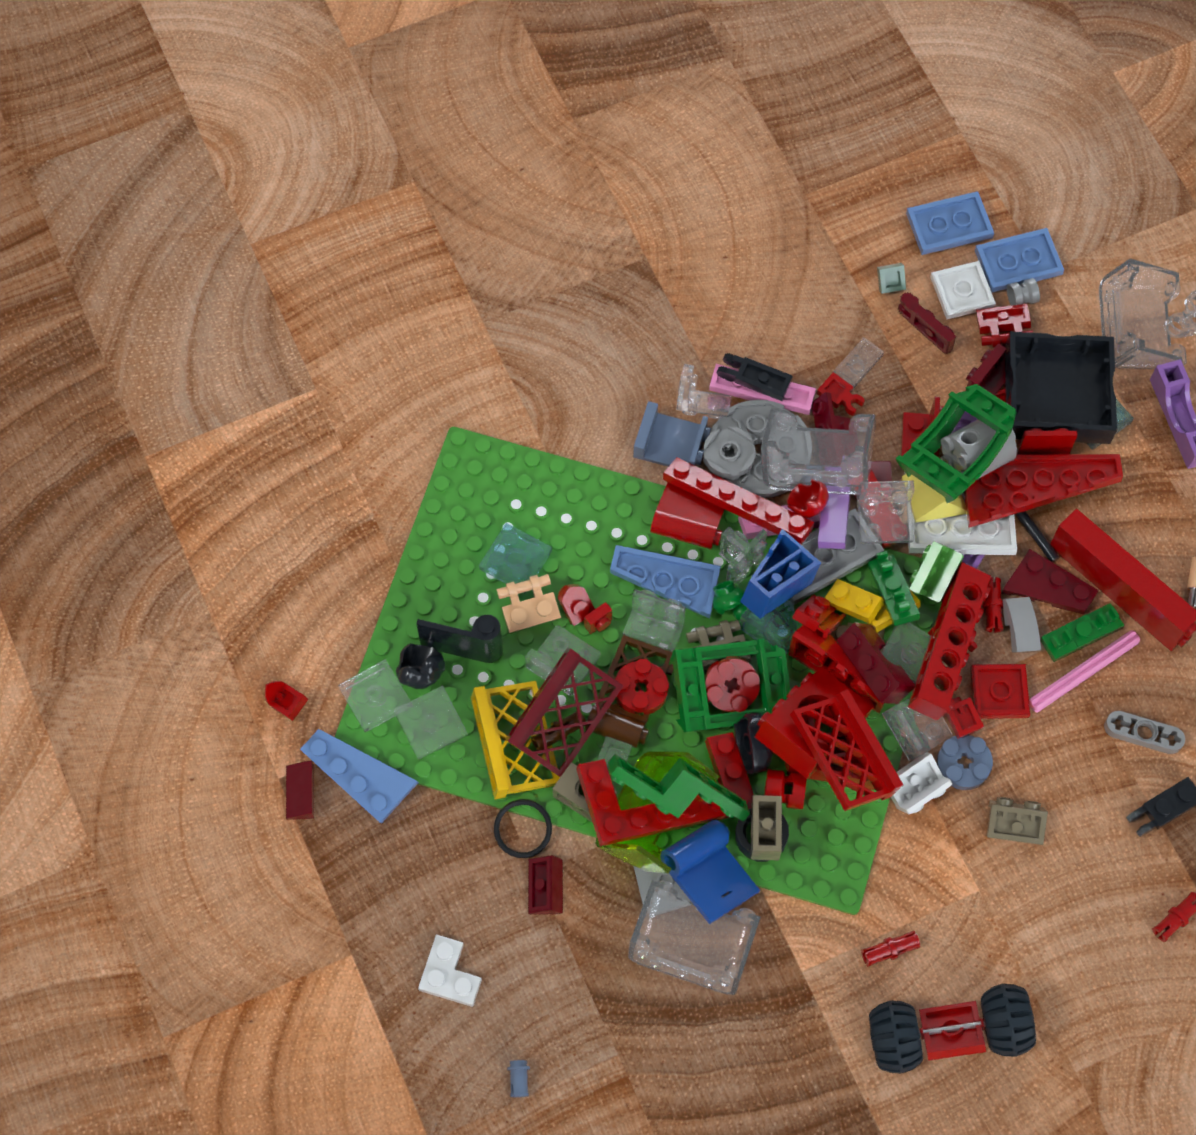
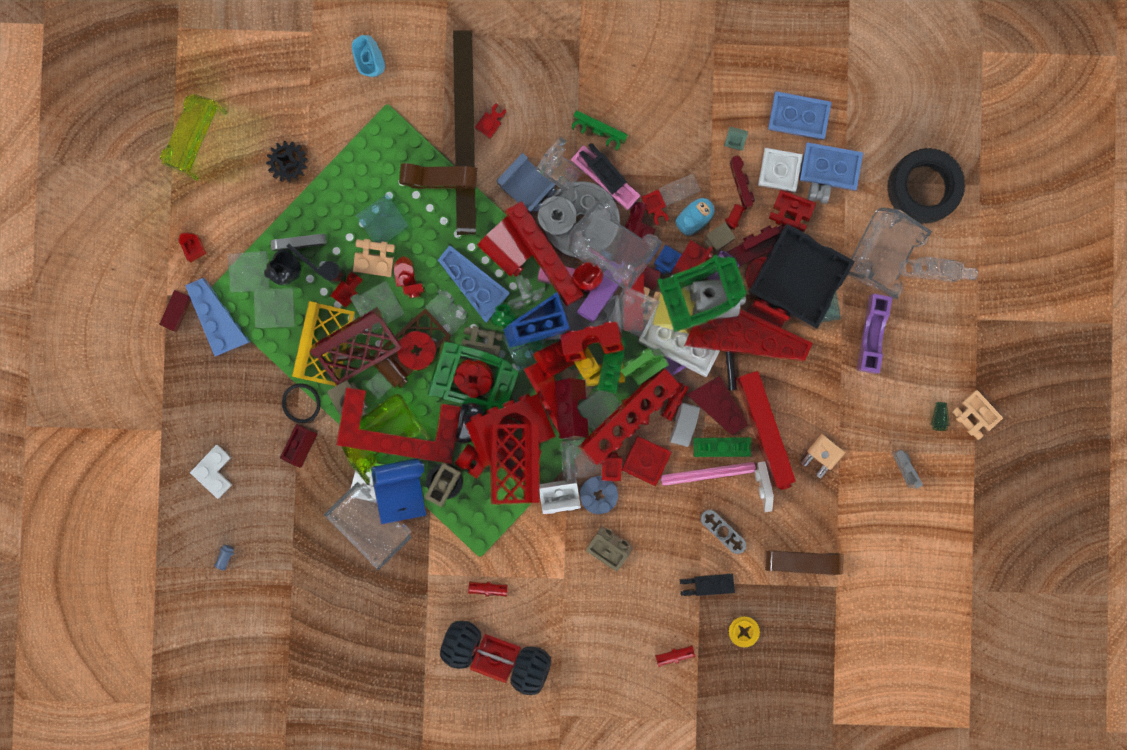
camera: 25 degrees right, 20 degrees up
(225, 562) = (189, 134): none -> clear neon green windscreen
(348, 546) = (288, 154): none -> black gear
(401, 380) = (368, 56): none -> medium azure piece
(444, 615) = (299, 242): none -> light grey beam
(512, 659) = (346, 290): none -> red plate
(562, 470) = (438, 177): none -> reddish brown beam
(566, 414) = (464, 127): none -> dark brown beam
(588, 393) = (489, 123): none -> red plate
(678, 788) = (399, 435): green bracket -> none
(724, 337) = (599, 129): none -> green plate
(868, 554) = (575, 342): none -> red arch
(888, 446) = (666, 260): none -> blue bracket
(893, 384) = (695, 216): none -> medium azure piece
(937, 385) = (719, 237): none -> dark tan brick
(940, 363) = (734, 217): none -> red pin
(1148, 198) = (945, 166): none -> black tyre
(1165, 650) = (765, 488): none -> white wing

